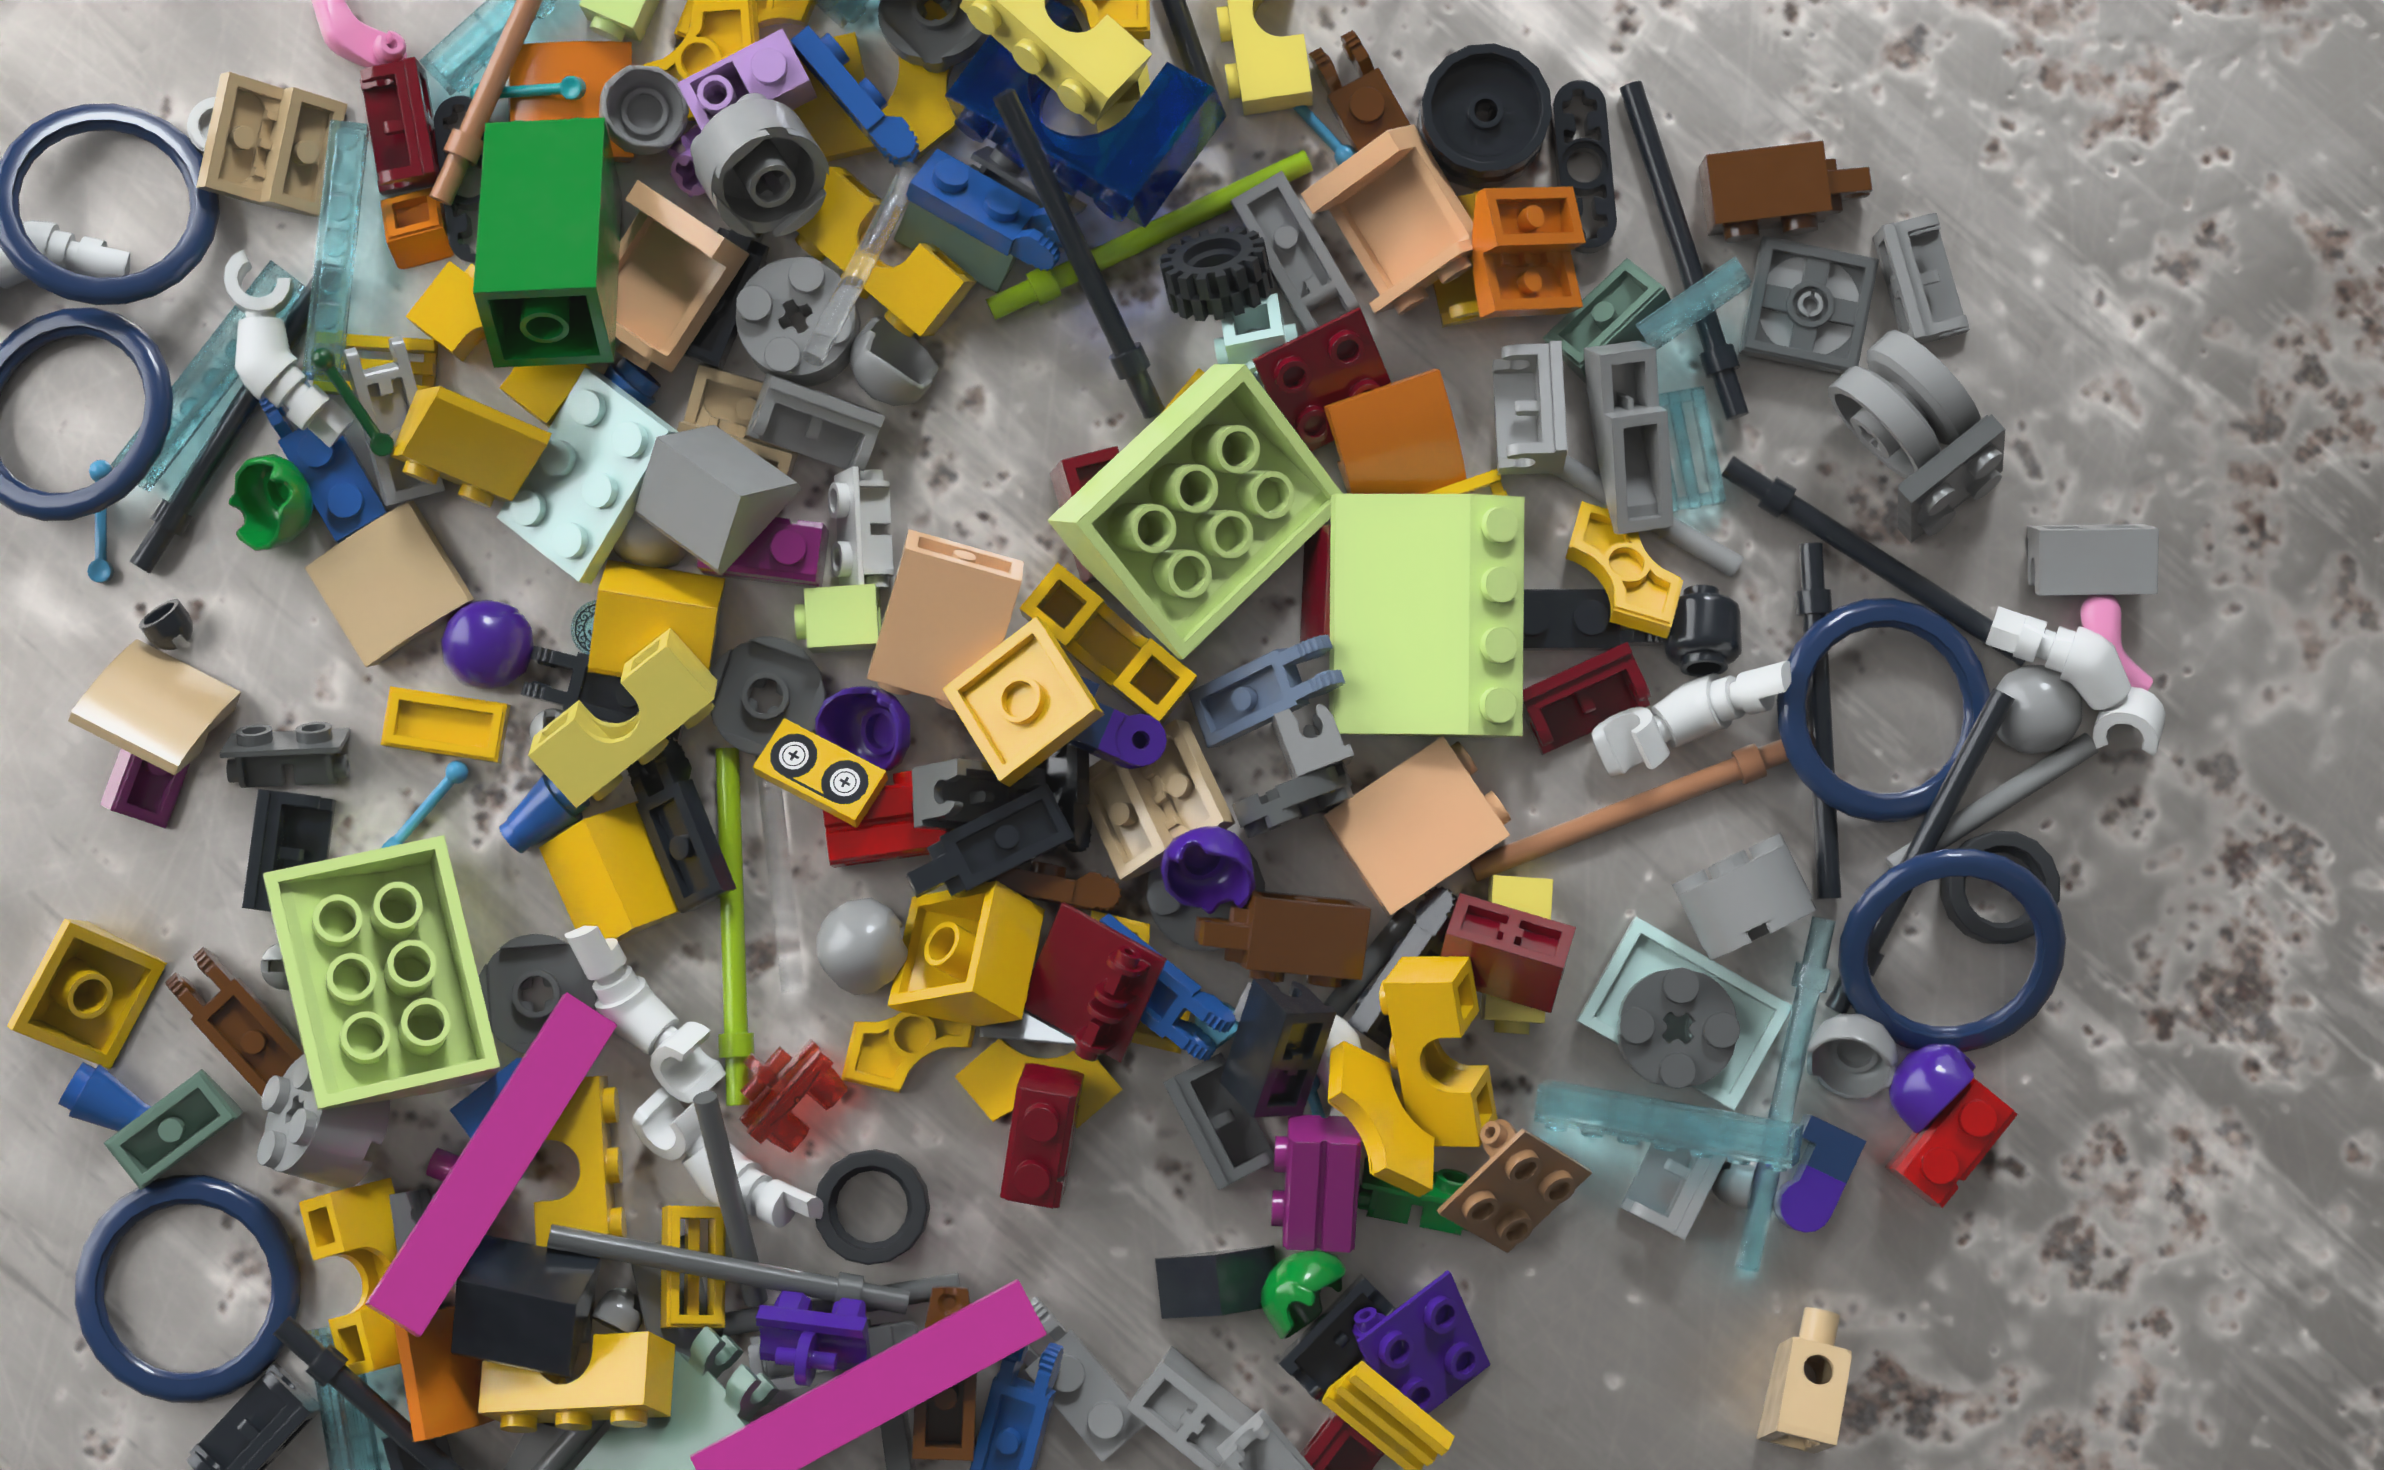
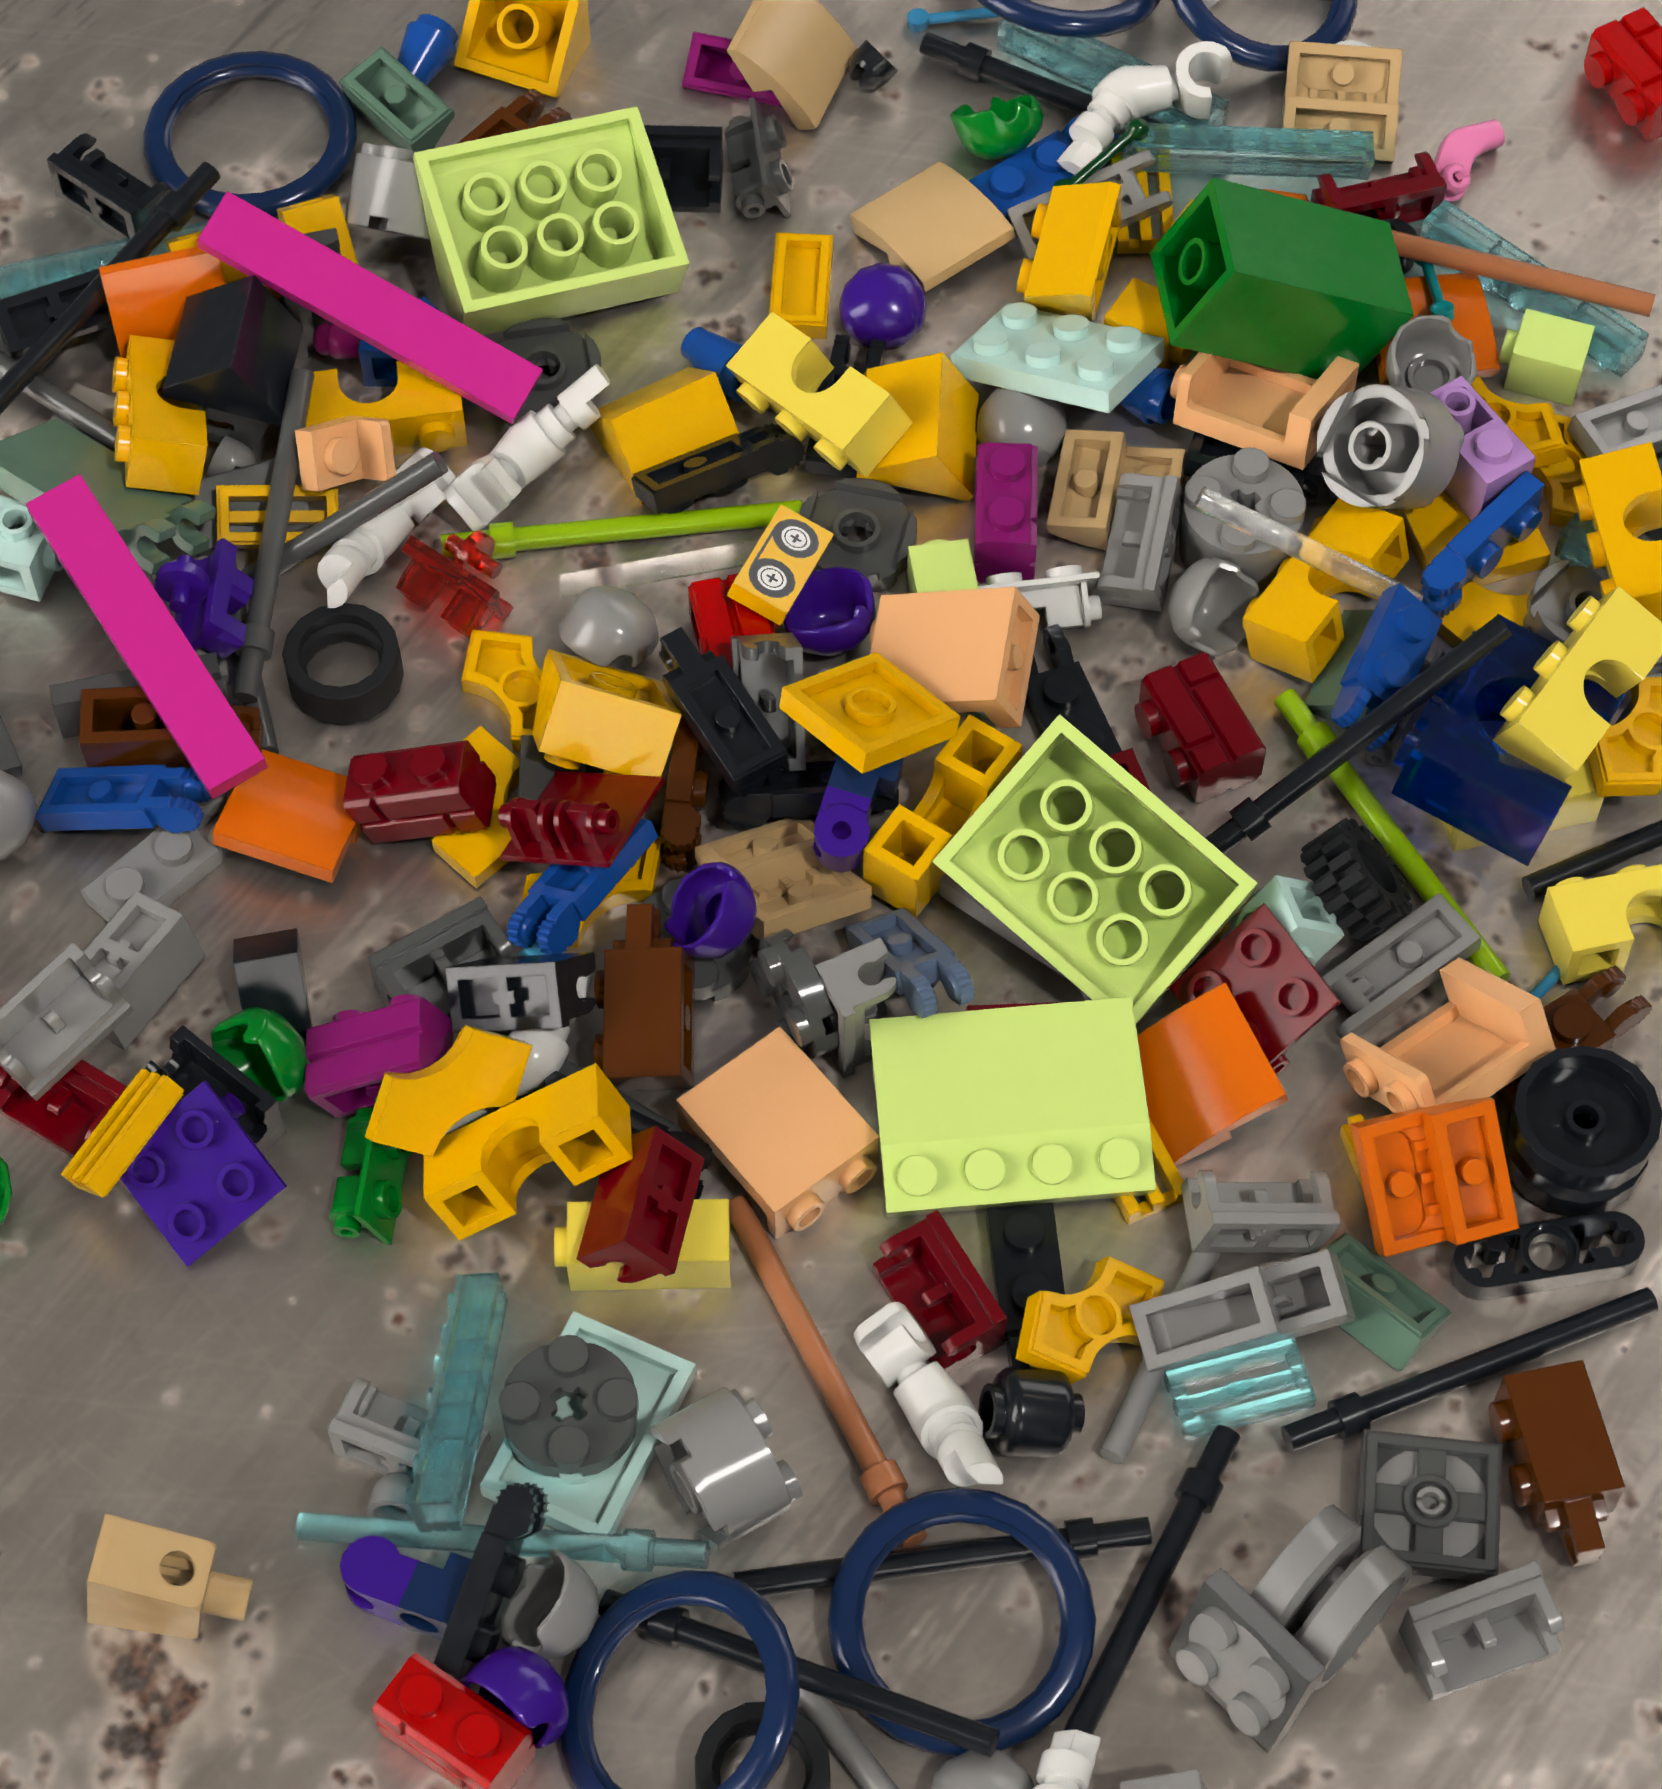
camera: 85 degrees right, 25 degrees down
(456, 773) = (754, 296): dark azure hinge -> none
(640, 1197) = (345, 452): none -> light nougat bracket
(711, 494) = (1055, 441): light grey slope -> none
(990, 512) = (1067, 693): none -> black hinge
(1024, 394) = (1200, 728): none -> dark red brick
(1048, 1251) = (289, 818): none -> orange slope
(1514, 1187) = (382, 1247): medium nougat hinge -> none
(1694, 303) = (1407, 1361): clear light blue tile -> none
(1829, 1100) = (490, 1577): none -> black hinge

